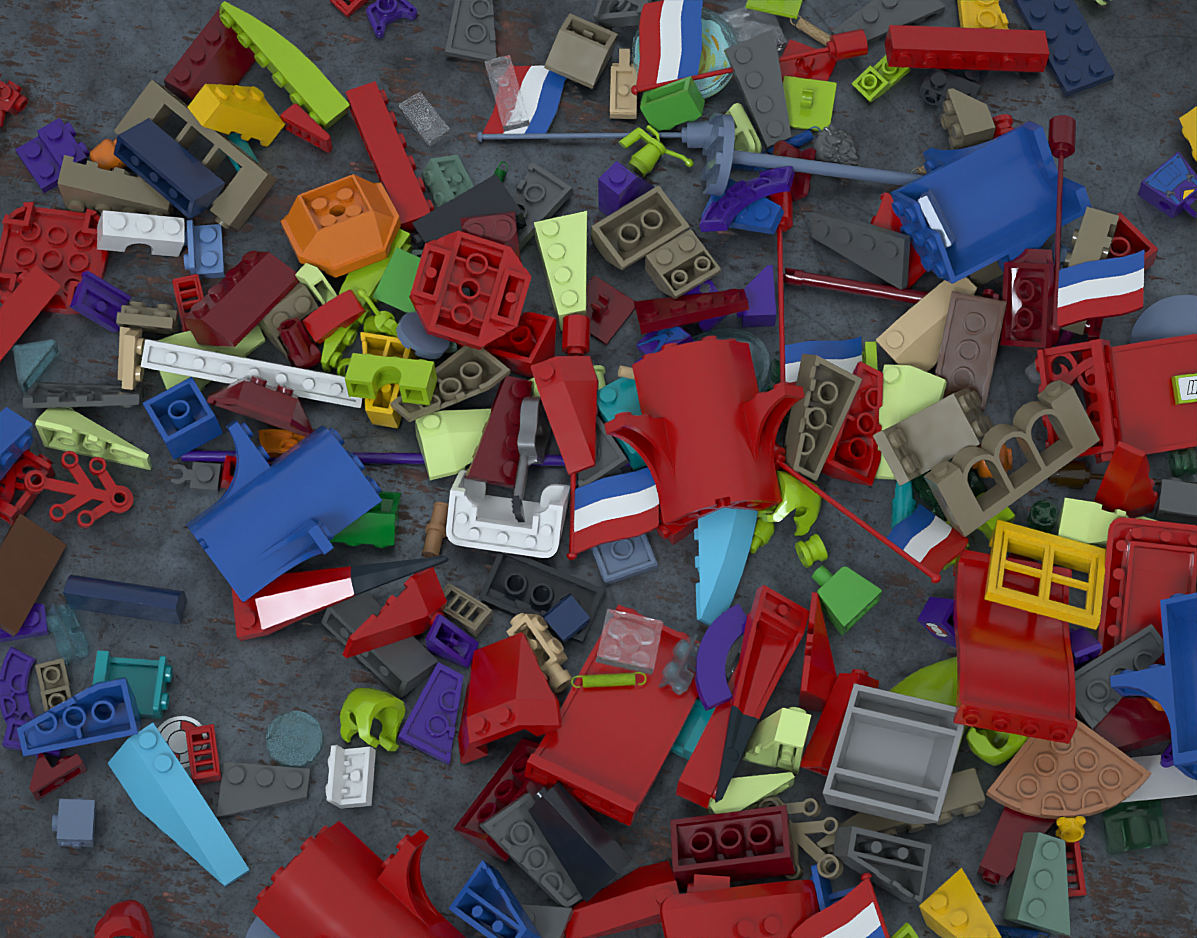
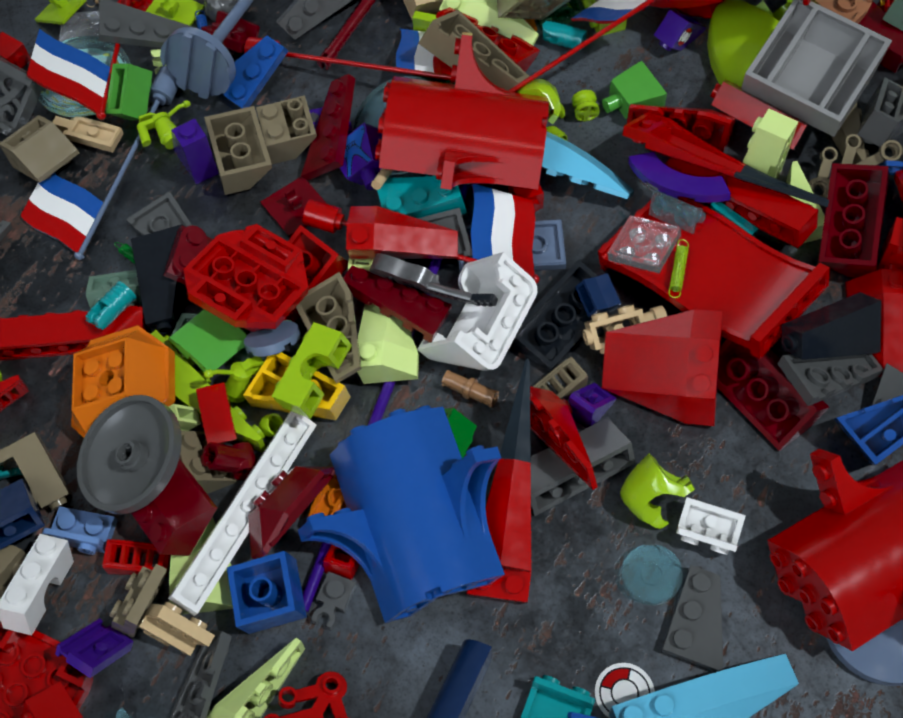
camera: 70 degrees left, 5 degrees down
(209, 775) = (649, 657): red slope -> none
(260, 257) = (129, 454): none -> dark grey dish
(417, 185) = (110, 305): none -> teal hinge
(424, 119) = (37, 295): clear plate -> none
(435, 714) = (665, 440): dark purple wing -> none
(506, 93) = (48, 219): clear plate -> none
(564, 262) = (232, 208): yellowish green wedge -> none
(743, 193) = (247, 74): dark purple tile -> none
(761, 301) = (327, 73): dark purple slope -> none

